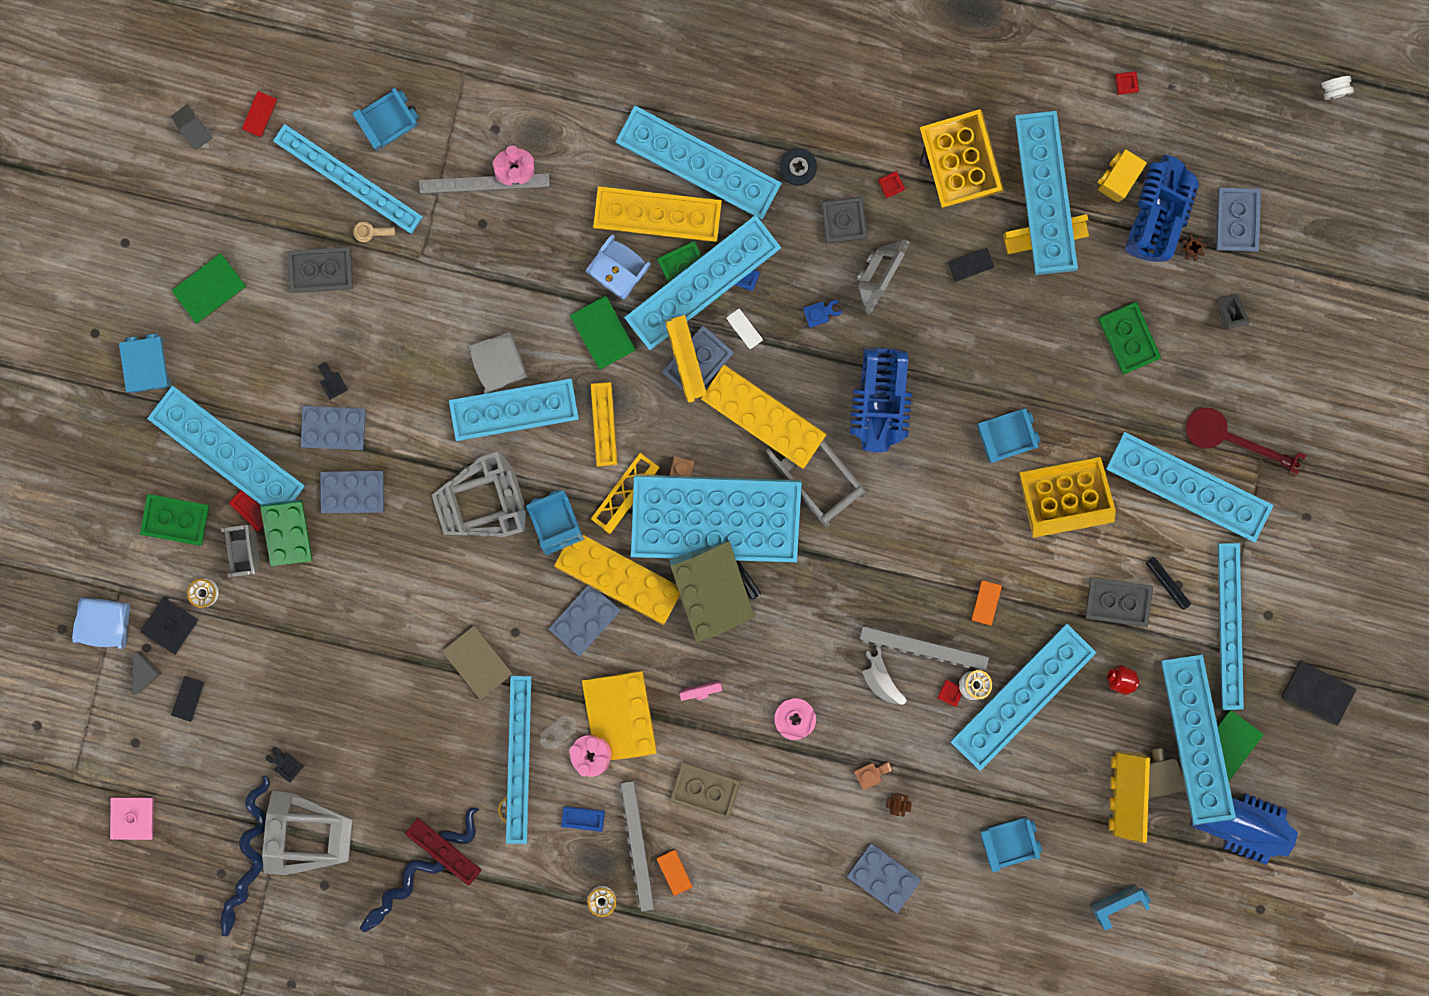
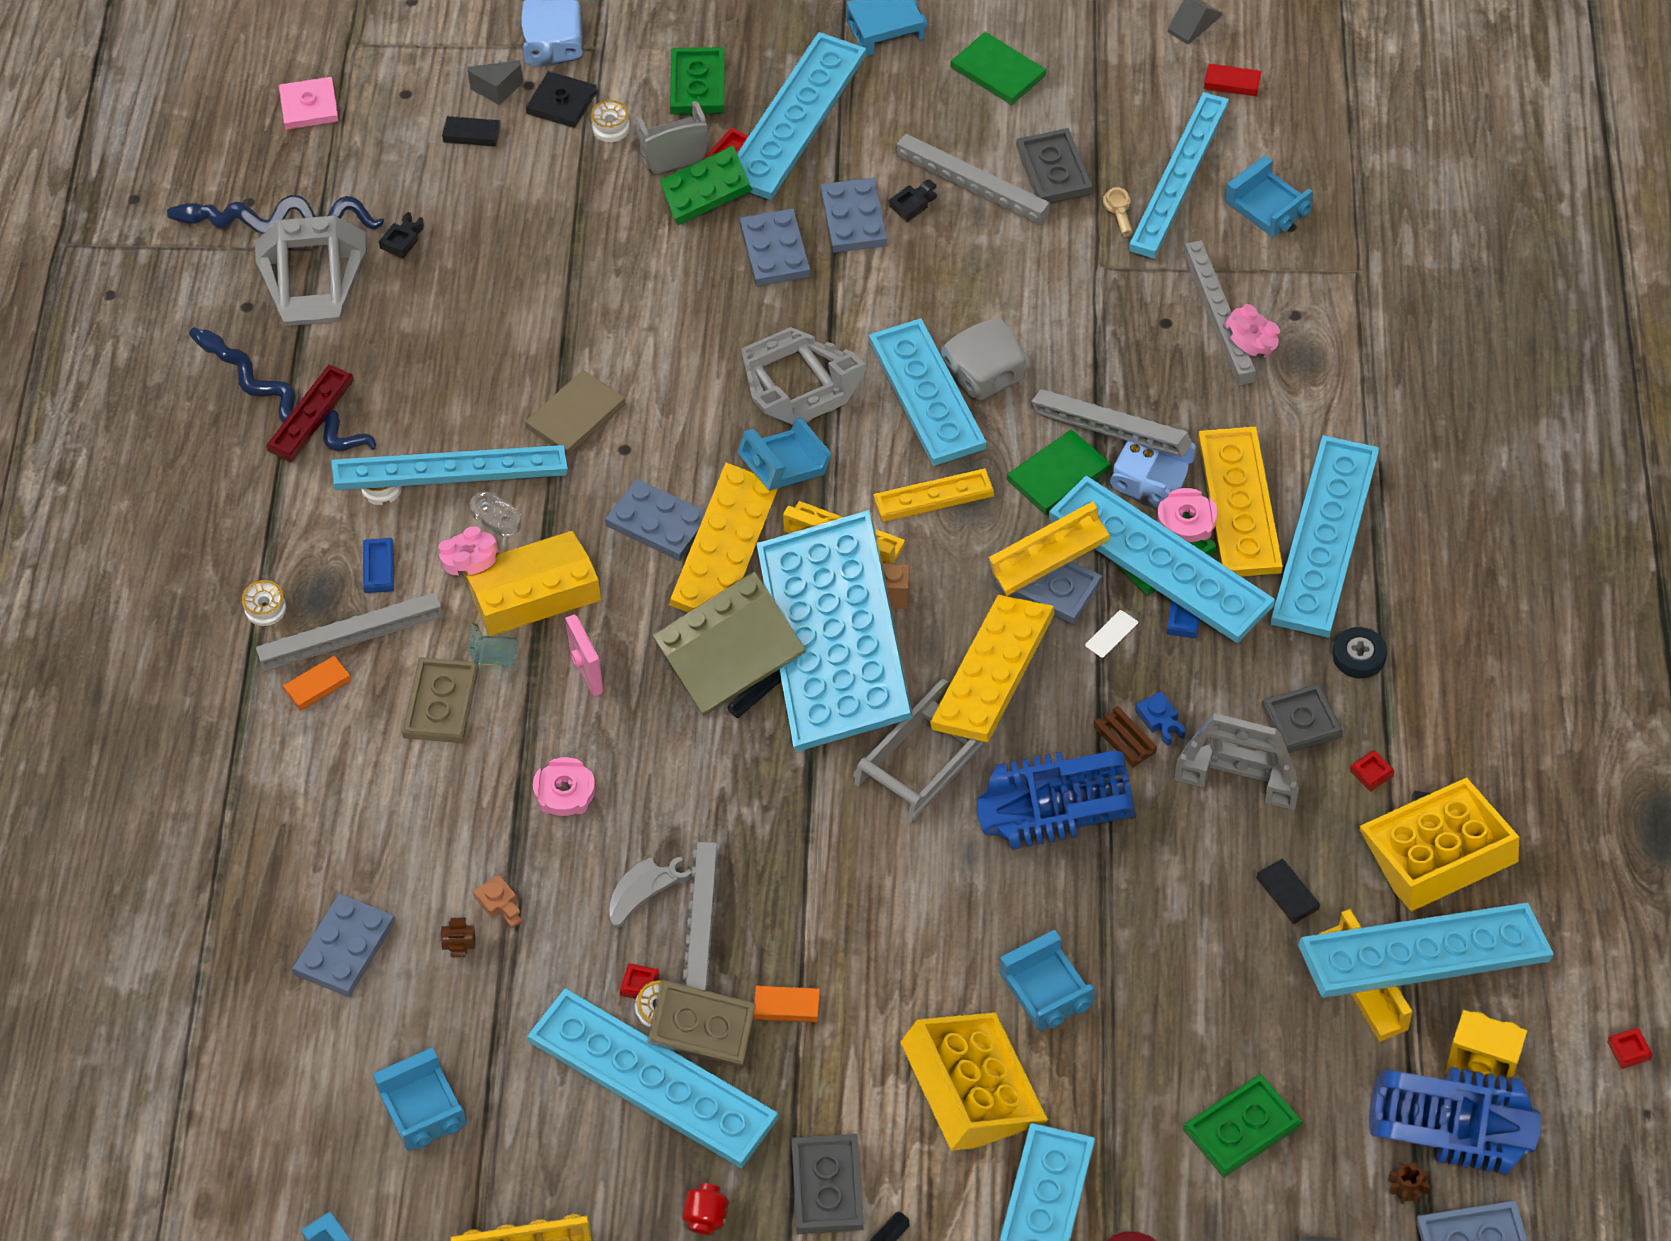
camera: 80 degrees right, 35 degrees down
(318, 333) = (973, 179): none -> light grey piece
(586, 285) = (1112, 422): none -> light grey piece
(679, 248) = (1191, 501): none -> bright pink plate
(679, 753) = (491, 649): none -> clear light blue bracket
(847, 333) = (1116, 721): none -> reddish brown tile
(996, 660) = (701, 1023): none -> dark tan tile

